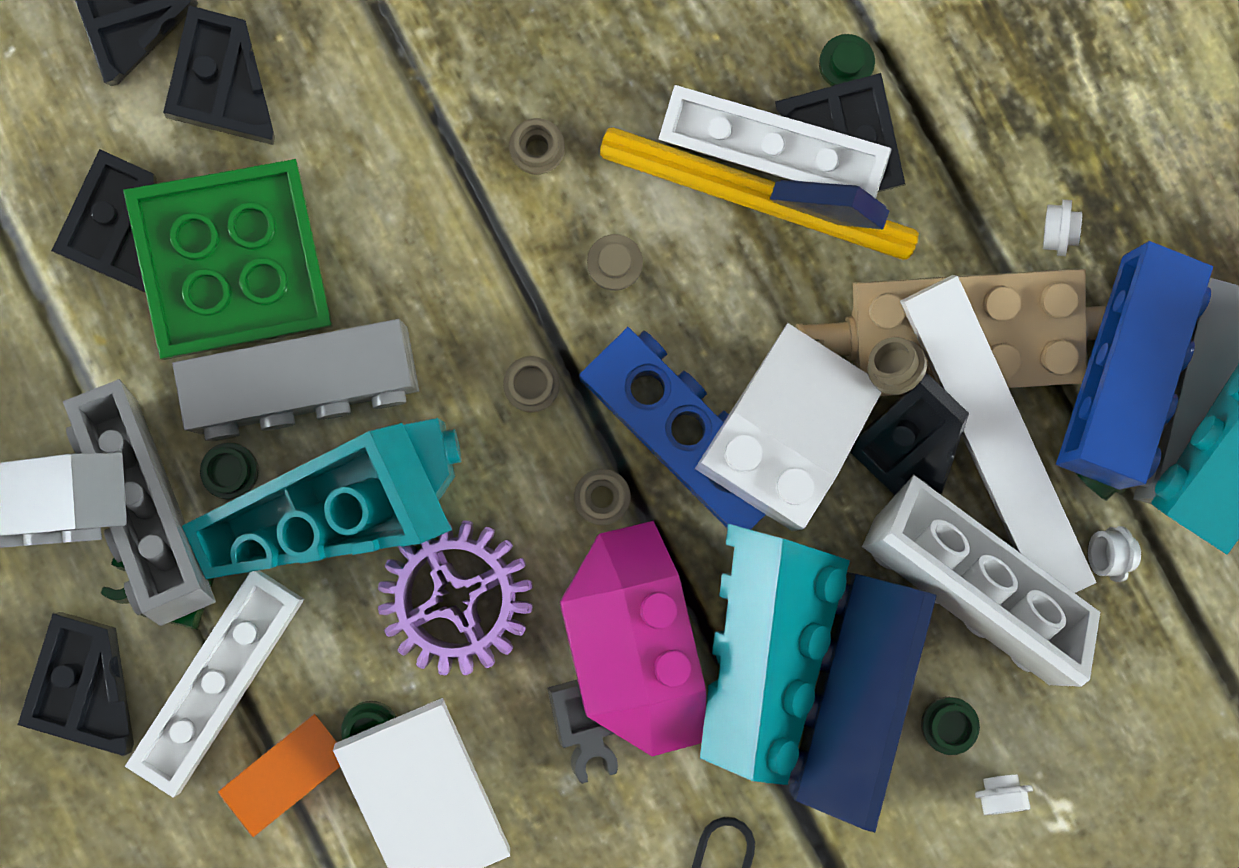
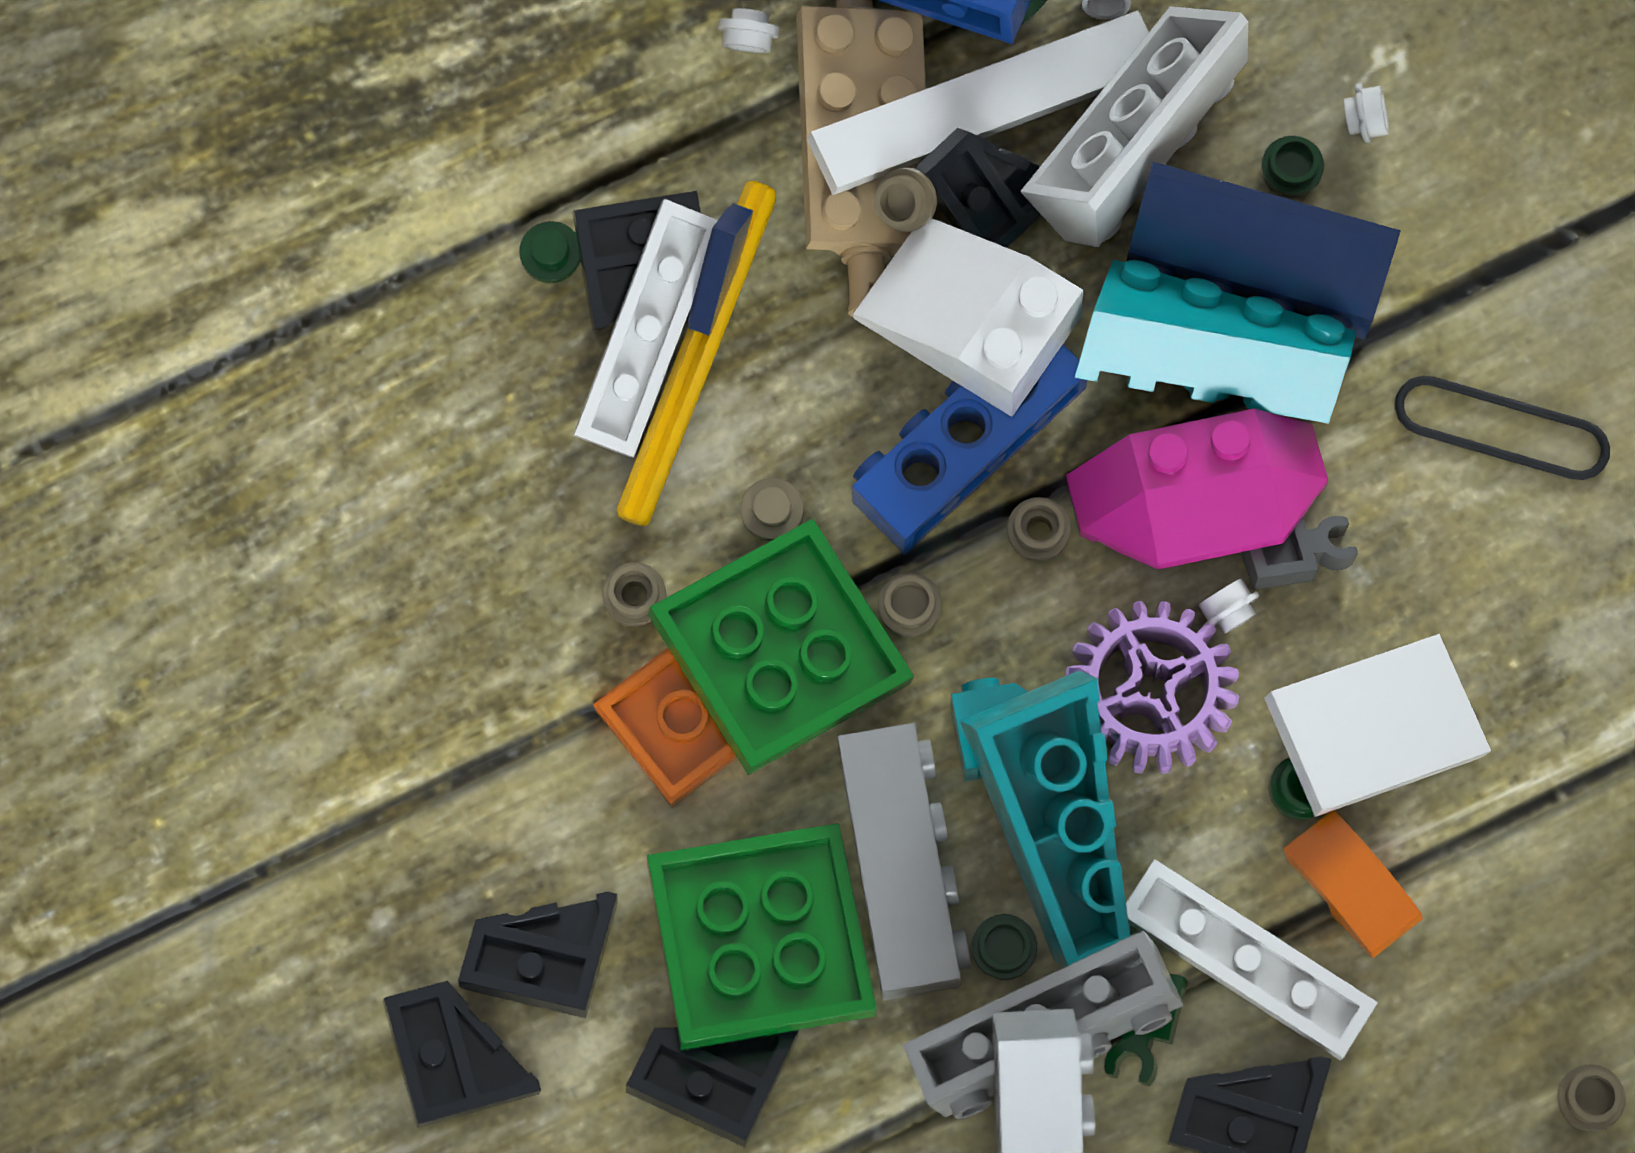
camera: 80 degrees left, 10 degrees down
(430, 192) = (666, 728): none -> orange tile
(486, 269) = (780, 646): none -> green plate
(532, 666) = (1229, 606): none -> white plate

